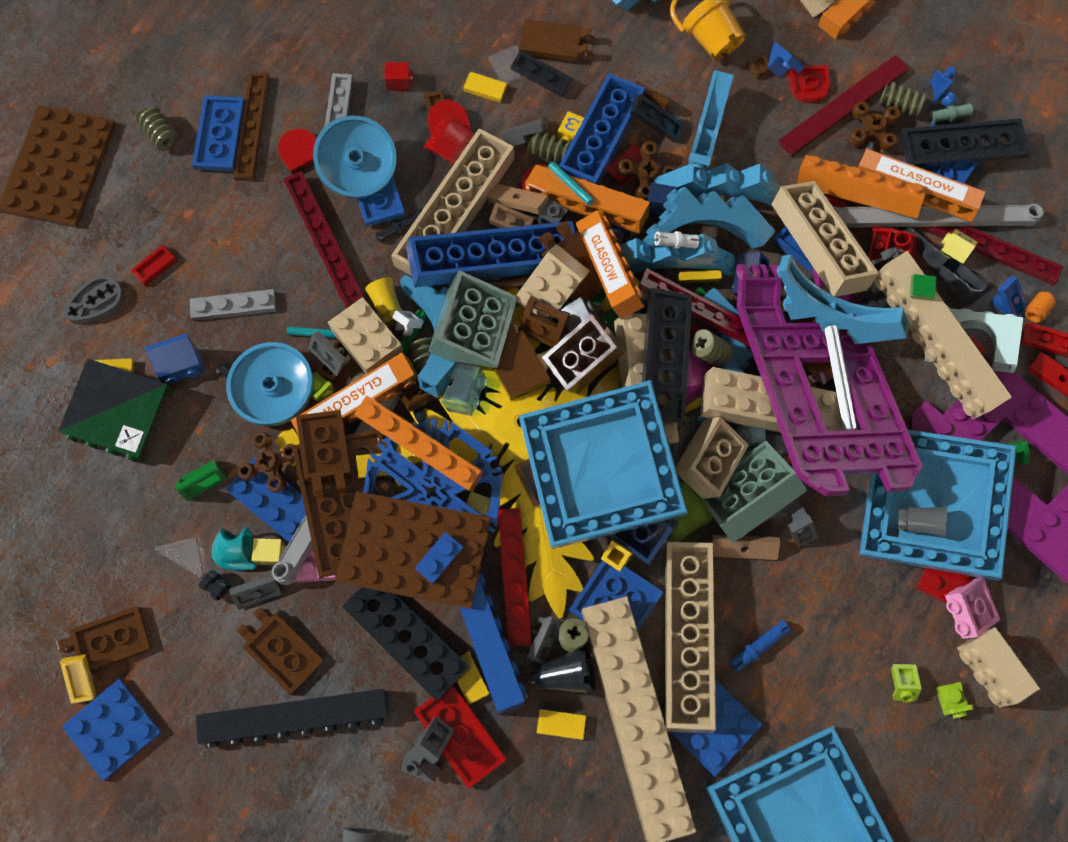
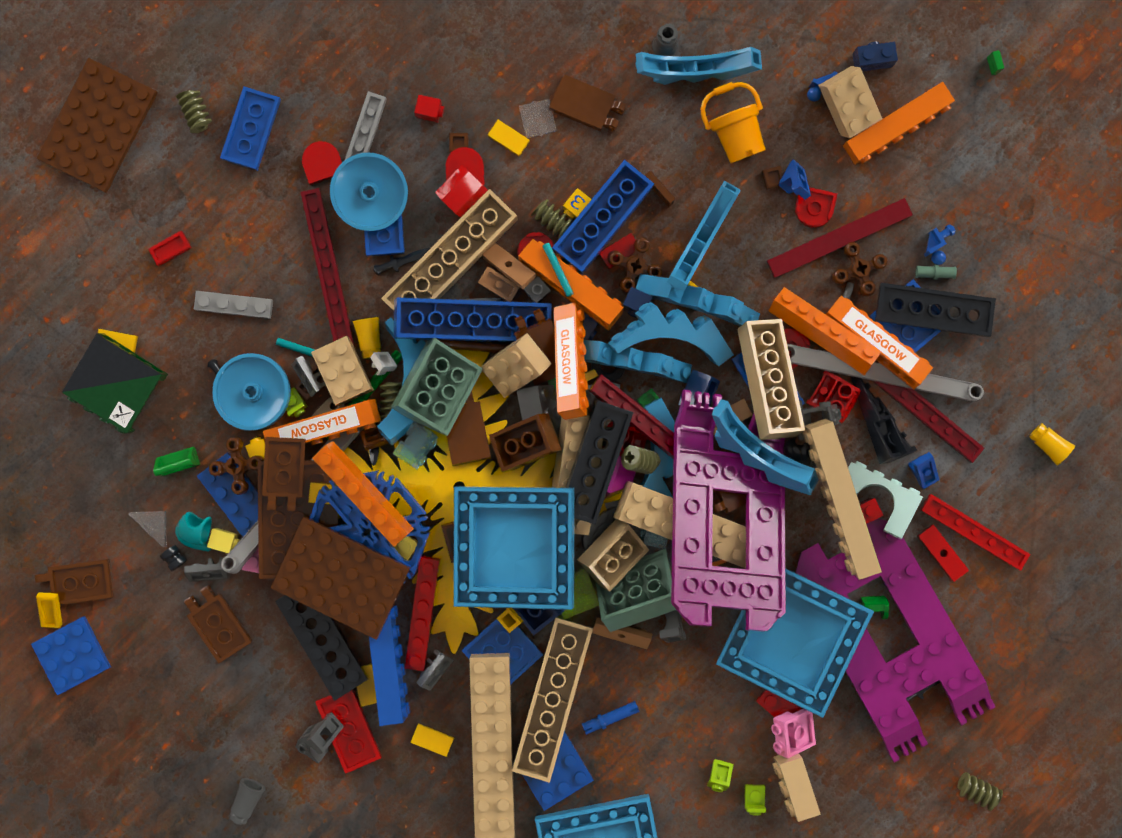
camera: 10 degrees right, 15 degrees up
(91, 290) = (110, 260): dark grey piece -> none
(175, 359) = (173, 350): blue slope -> none
(251, 127) = (282, 126): reddish brown tile -> none
(292, 716) = (217, 683): black brick -> none
(439, 558) = (359, 594): blue plate -> none
(518, 134) = (538, 196): dark grey slope -> none
(540, 73) = (563, 138): black plate -> none
(540, 327) = (497, 402): reddish brown plate -> none
(566, 629) = (450, 675): olive piece -> none
(566, 674) = (445, 703): black cone -> none
(656, 118) = (657, 215): black plate -> none
(676, 240) = (635, 355): white pin -> none
(699, 277) = (653, 380): yellow tile -> none
(840, 378) = (743, 514): white axle -> none
(902, 99) = (894, 247): olive piece -> none
(923, 286) = (835, 459): green tile -> none
(924, 520) = (776, 652): dark grey plant -> none
(958, 245) = (895, 407): light yellow brick -> none
(1040, 307) = (948, 482): orange brick -> none

